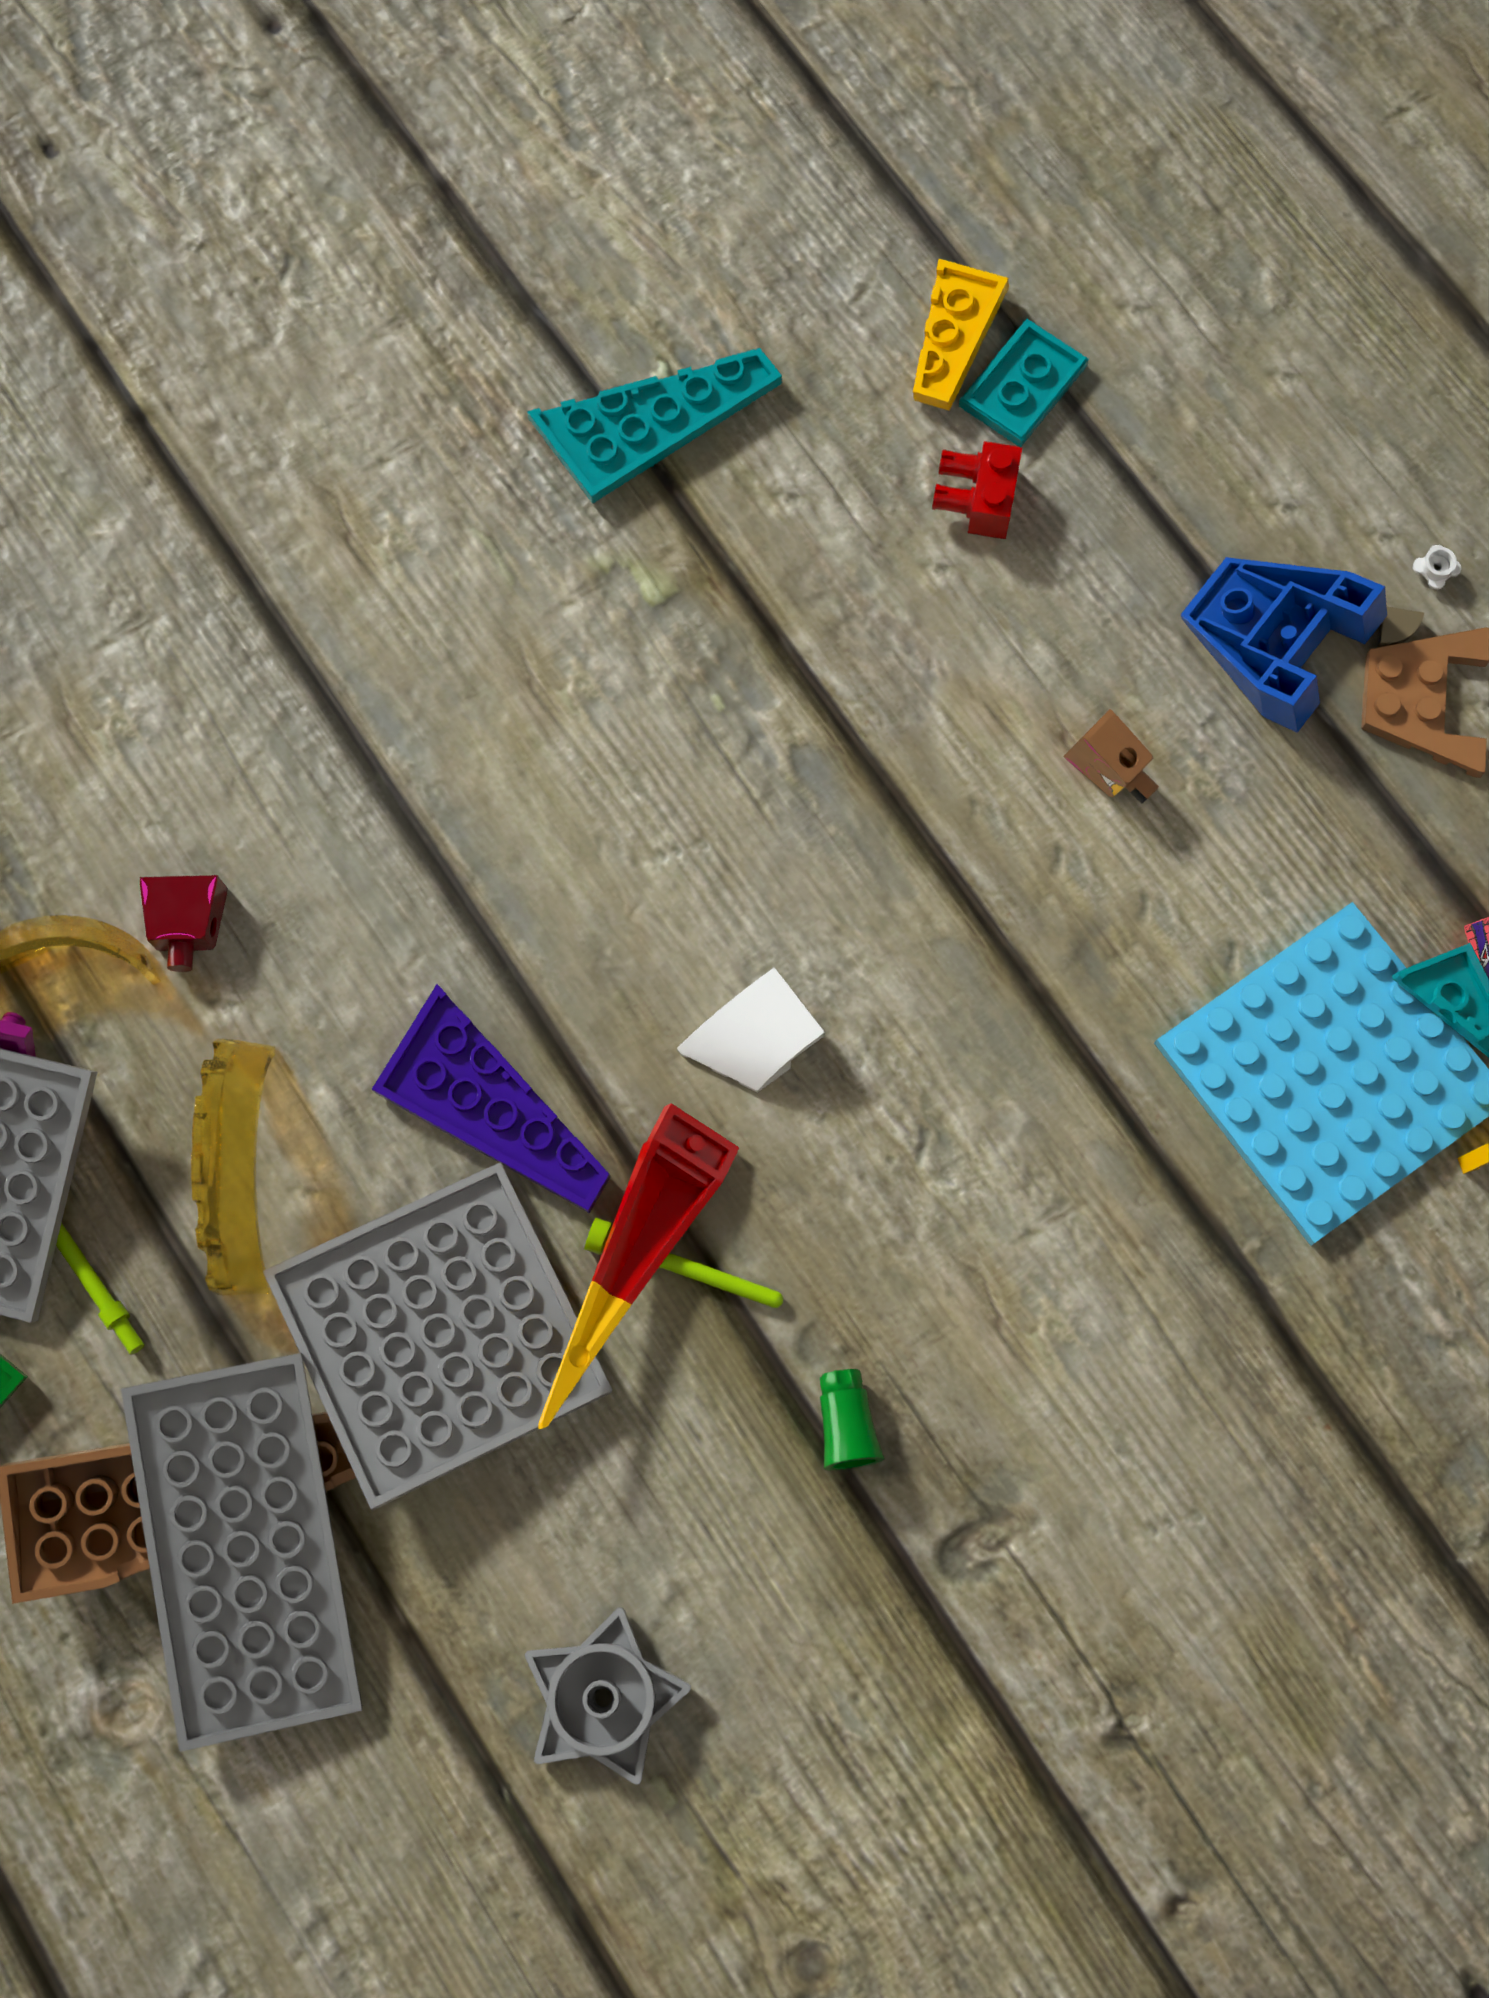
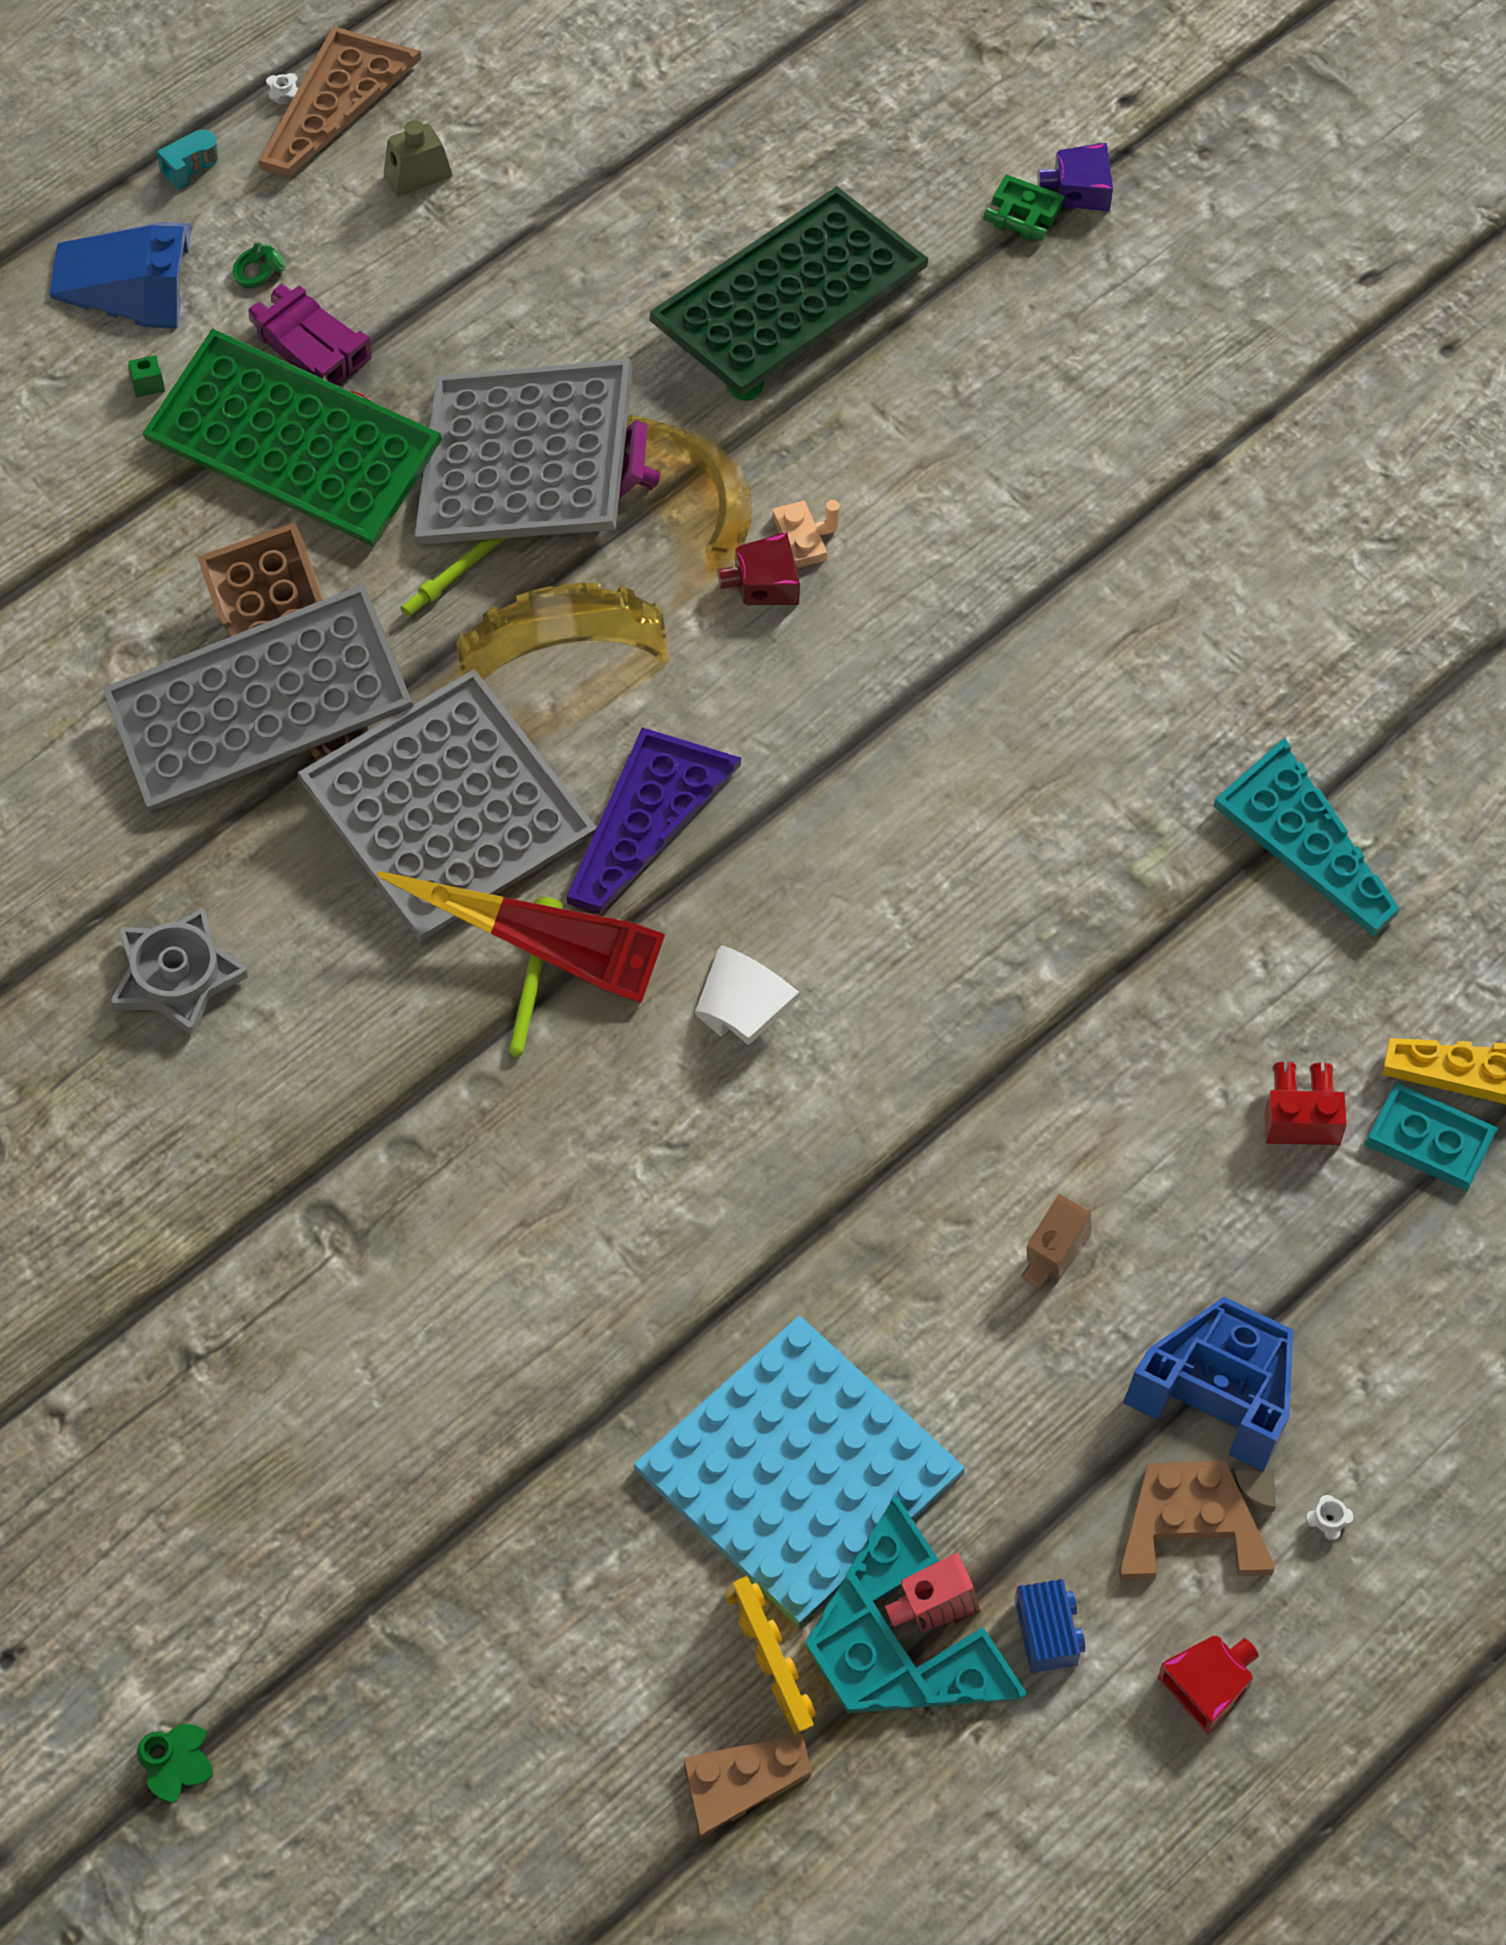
camera: 75 degrees right, 15 degrees down
(121, 869) = (804, 533): none -> light nougat plate
(847, 1422) = (419, 1110): green plant -> none

